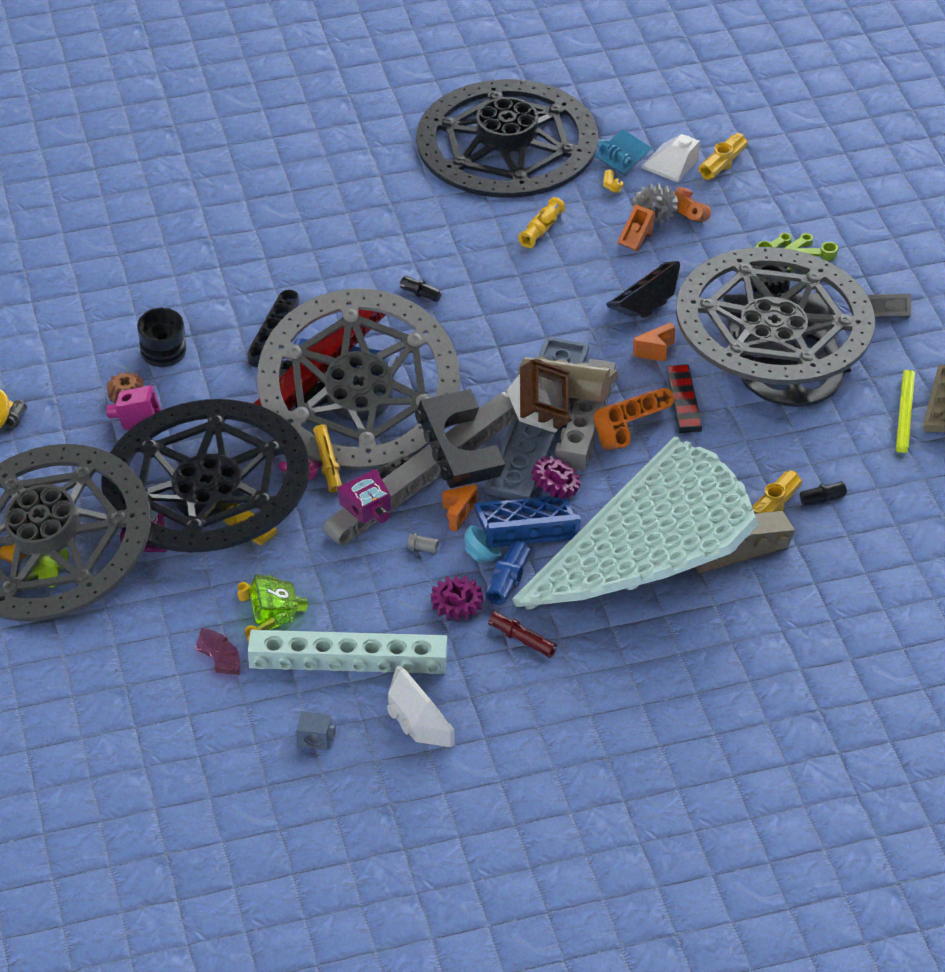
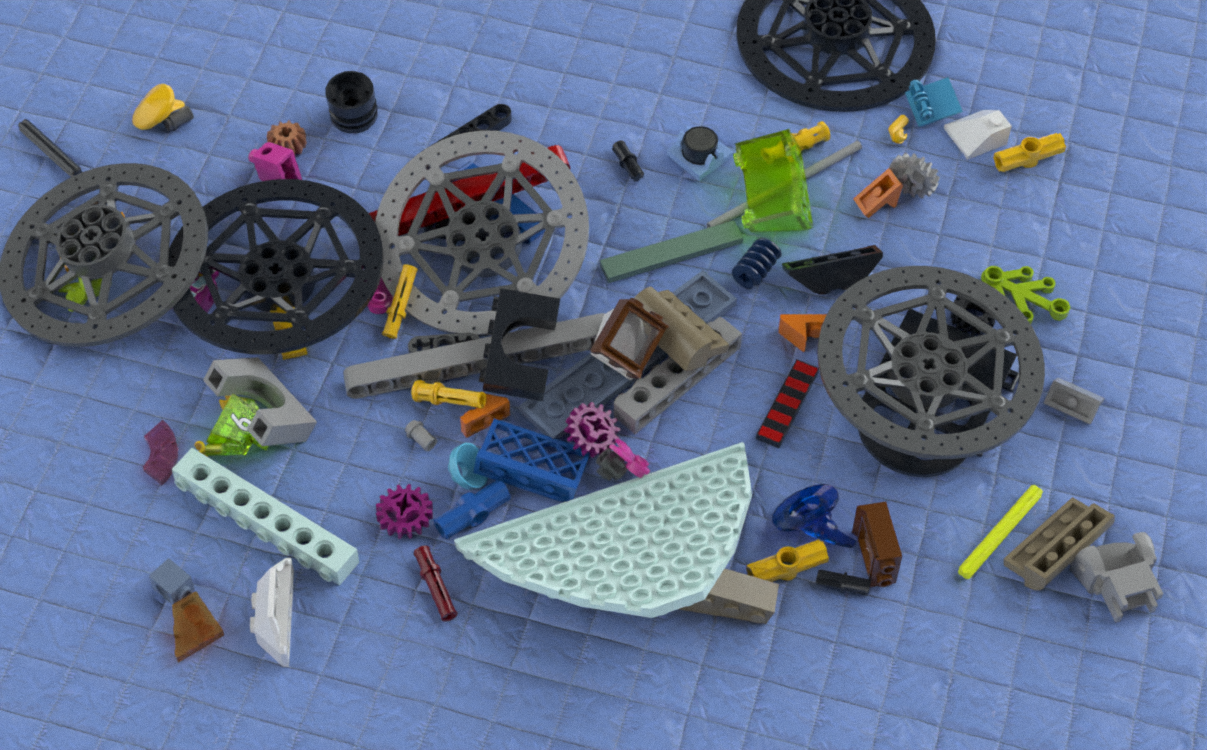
camera: 30 degrees right, 10 degrees up
(306, 578) = (284, 419): none -> light grey arch
(357, 751) = (193, 626): none -> clear orange wing
(366, 497) = (393, 363): magenta torso -> none
(415, 506) = (438, 393): none -> yellow pin
(471, 258) = (700, 151): none -> piece
(507, 337) = (671, 251): none -> sand green tile
(553, 253) = (774, 183): none -> clear neon green windscreen
(555, 256) = (810, 171): none -> light grey piece
(583, 314) = (756, 263): none -> dark blue piece
(590, 494) = (610, 465): none -> dark grey gear
(610, 484) = (636, 463): none -> dark pink plate
(612, 419) = (719, 397): orange beam -> none
(691, 208) = (952, 193): orange leg -> none
(766, 456) = (811, 513): none -> clear blue piece
(831, 451) = (877, 543): none -> reddish brown window

